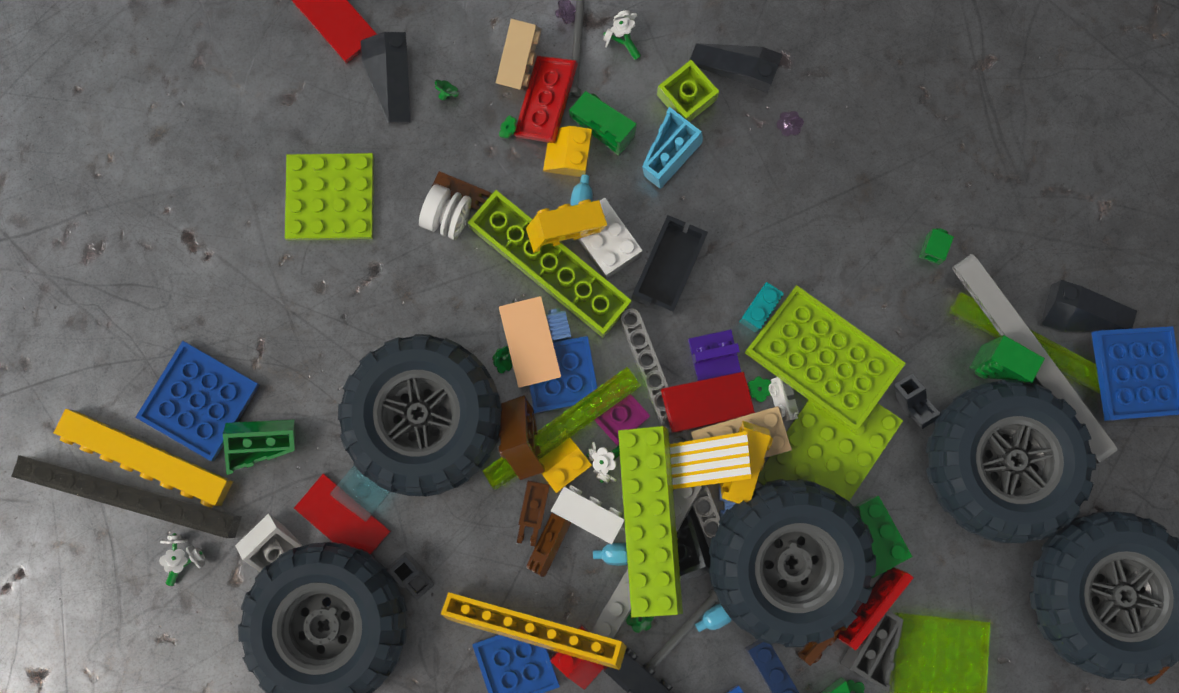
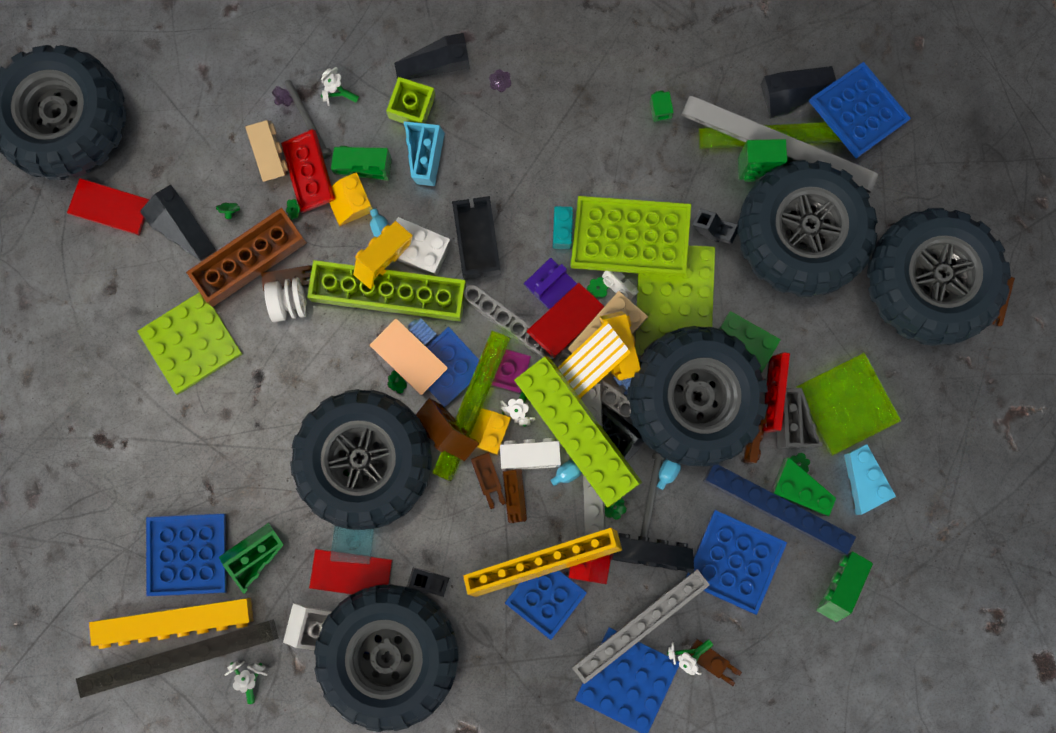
camera: 30 degrees left, 0 degrees up
(433, 147) = (246, 257): none -> dark orange brick

